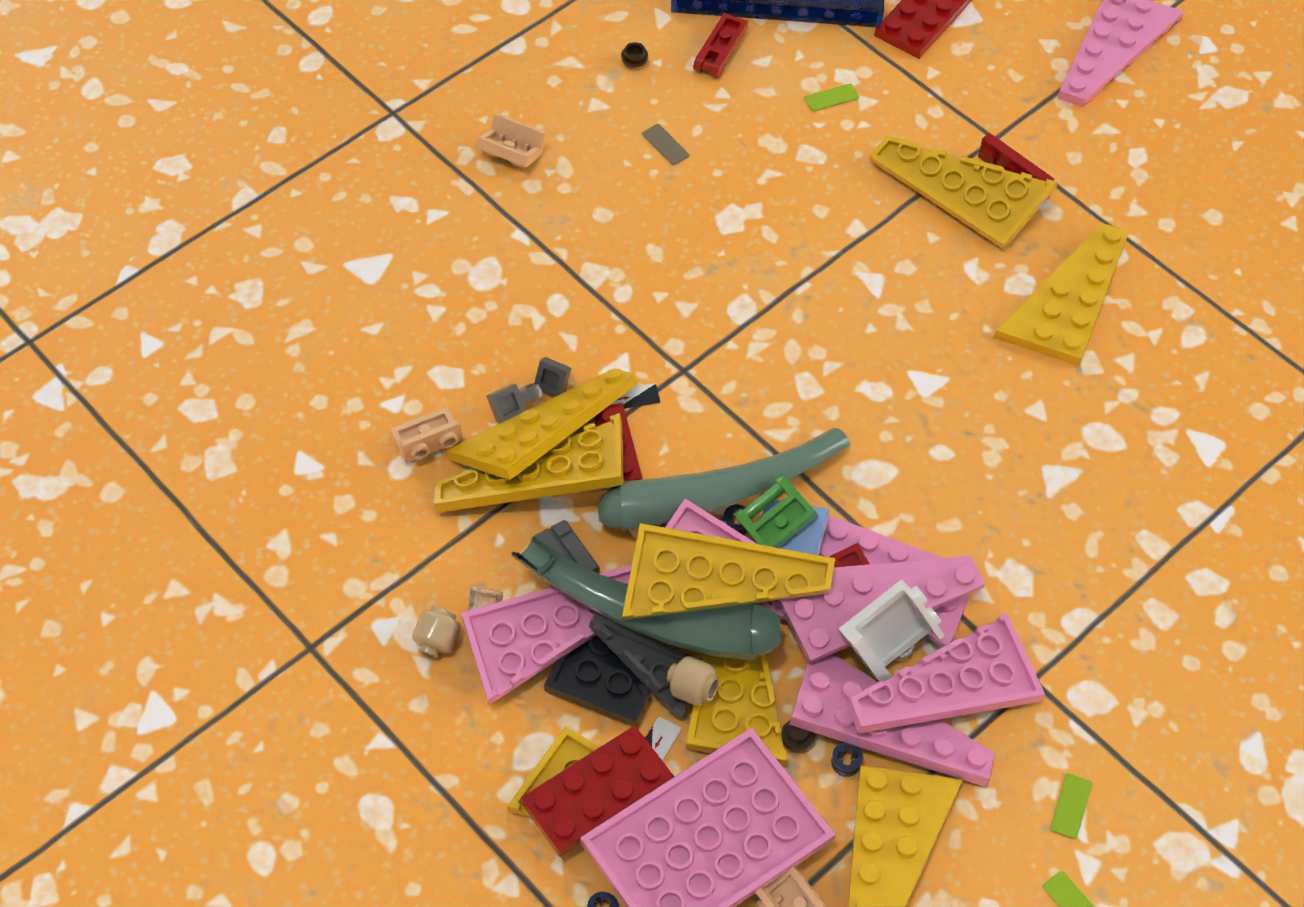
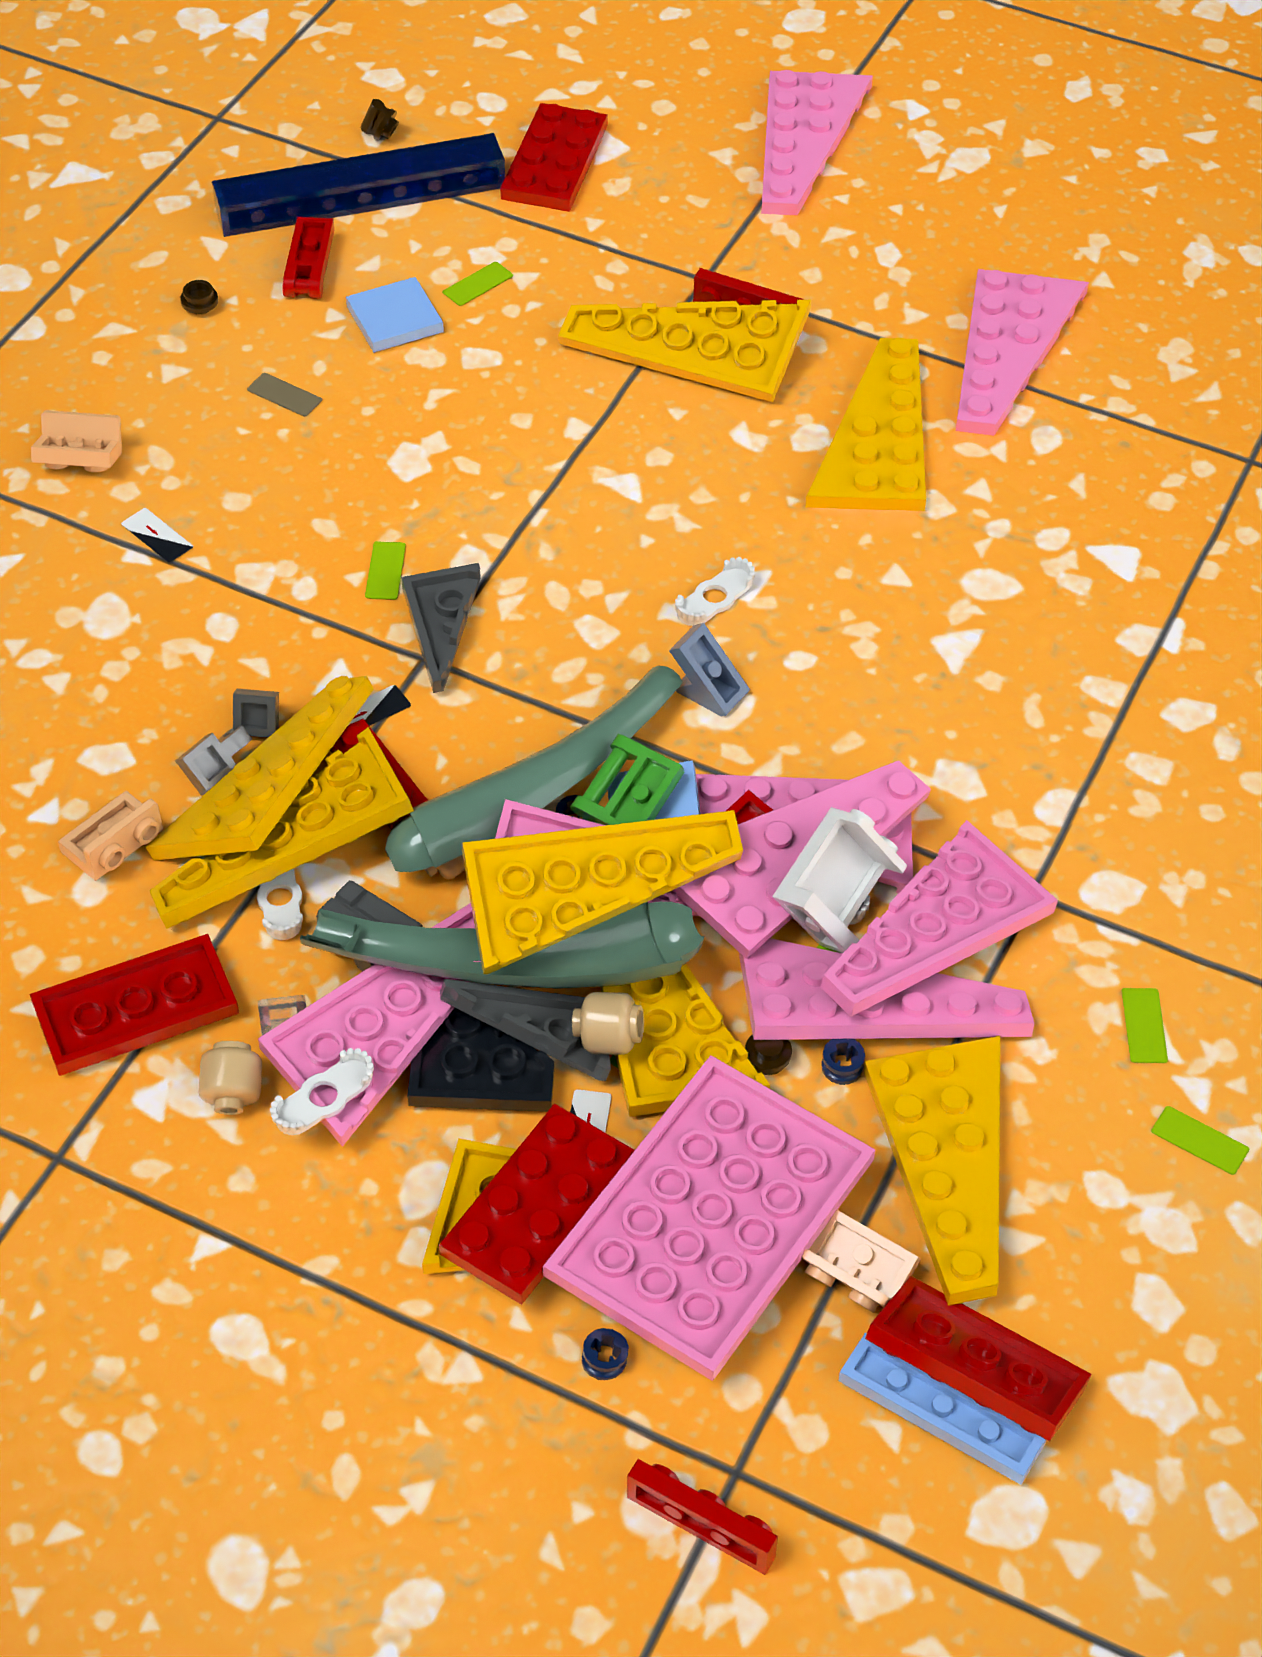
camera: 20 degrees left, 5 degrees down
(395, 559) = (134, 1004): none -> red plate
(508, 661) = (348, 1077): none -> white piece
(515, 531) = (285, 920): none -> white piece
(540, 224) = (157, 535): none -> sticker
(682, 296) = (385, 570): none -> lime sticker
(705, 338) = (439, 611): none -> dark grey wing
(763, 105) = (394, 314): none -> light blue tile
(869, 443) = (709, 673): none -> sand blue slope
(917, 378) = (733, 581): none -> white piece
(1200, 247) = (1009, 336): none -> bright pink wing

